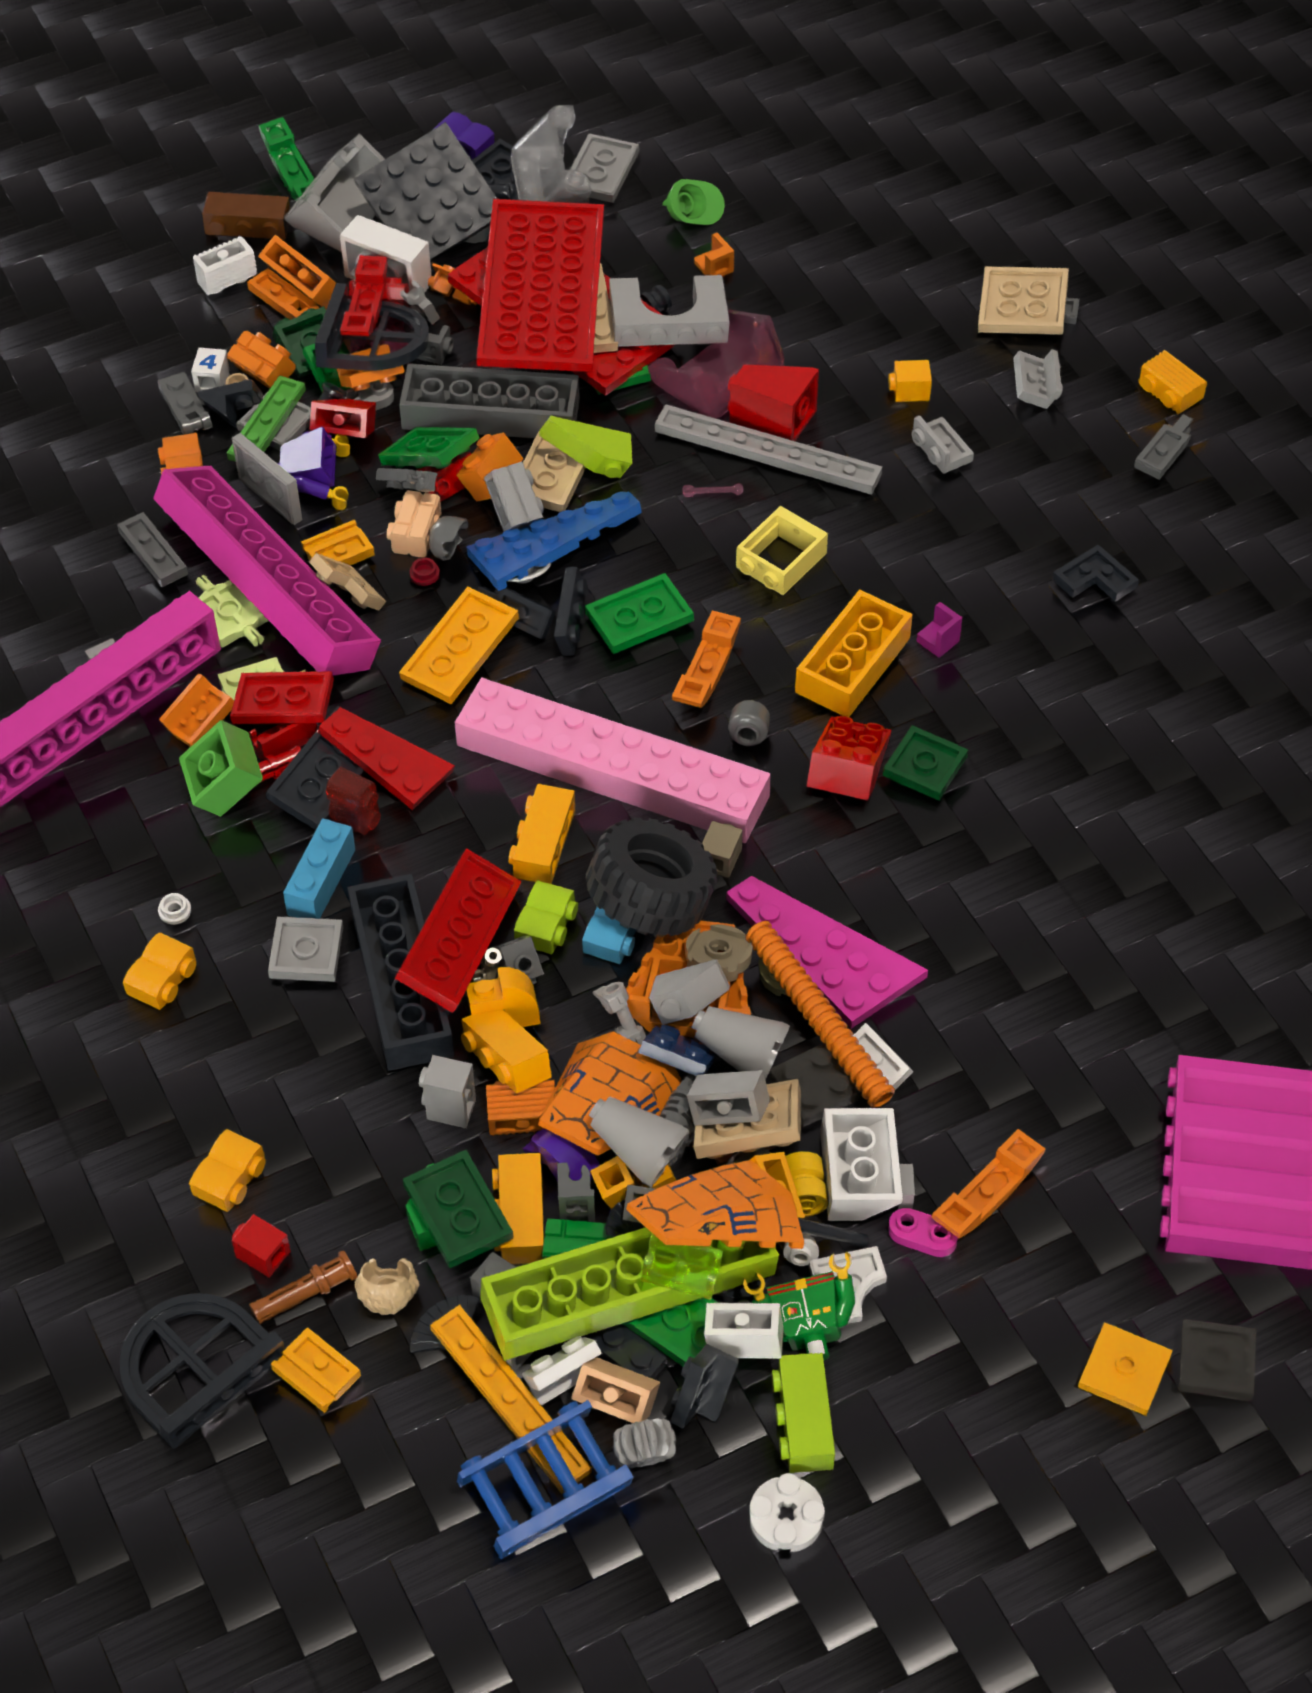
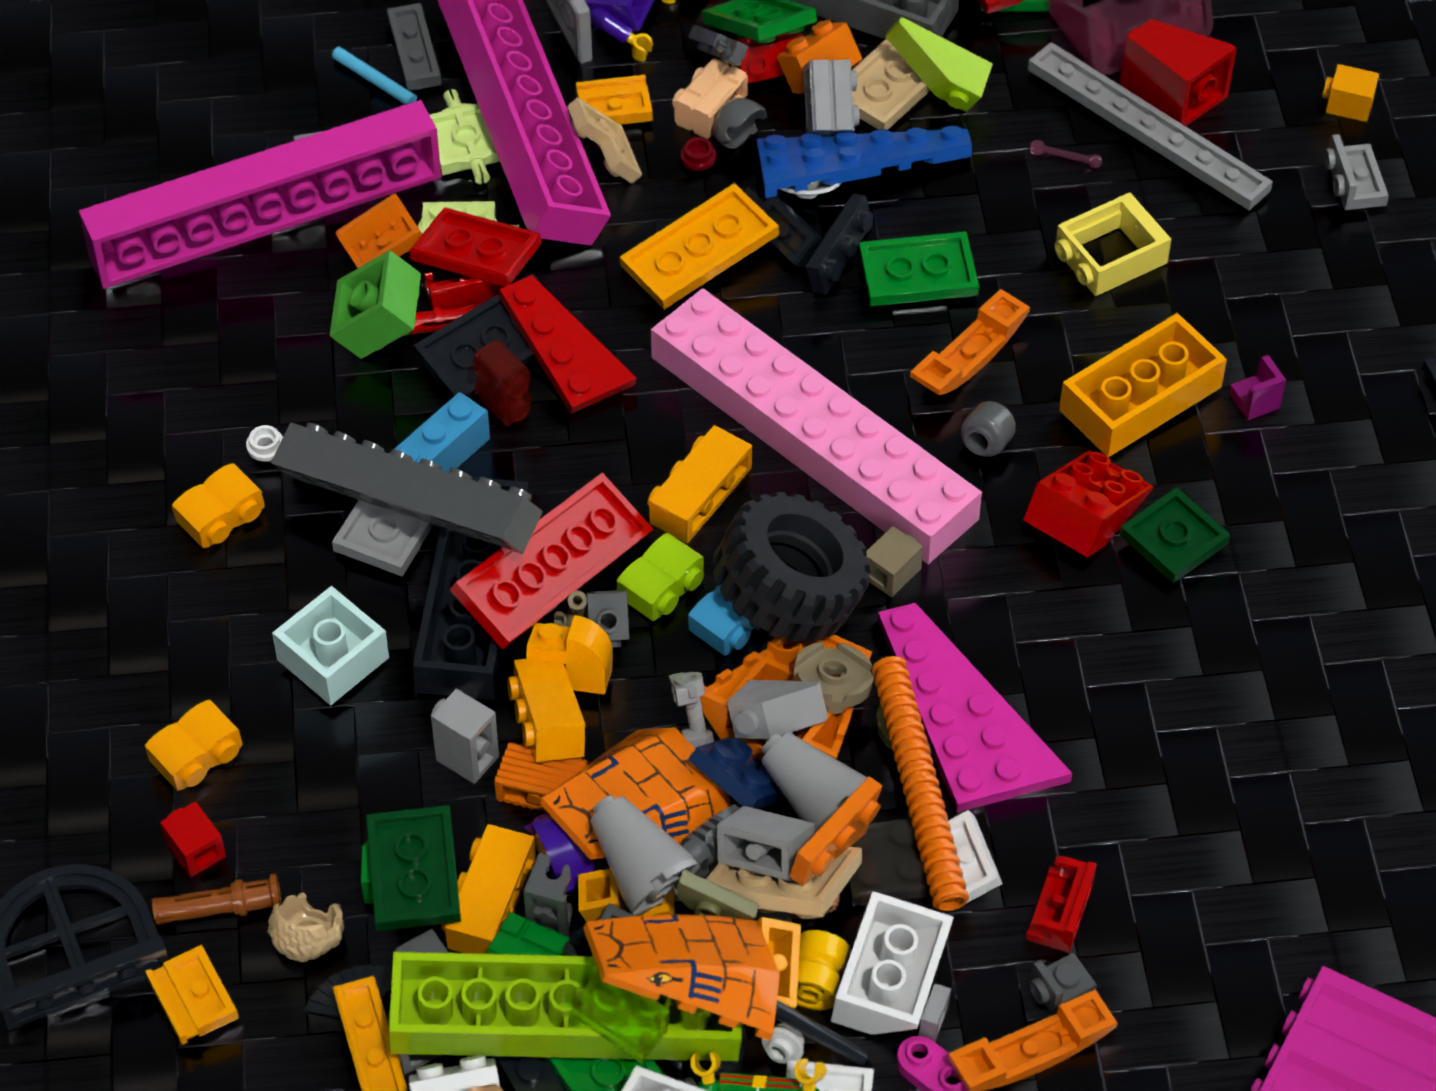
camera: 20 degrees right, 0 degrees up
(129, 583) = (373, 76): none -> medium azure bar
(306, 1054) = (331, 645): none -> light aqua brick
(318, 906) = (408, 487): none -> dark grey brick
(709, 1155) = (712, 899): none -> olive plate
(785, 1071) = (838, 833): none -> orange wing
(963, 1072) = (1062, 903): none -> red hinge
(987, 1133) = (1059, 982): none -> dark grey bracket

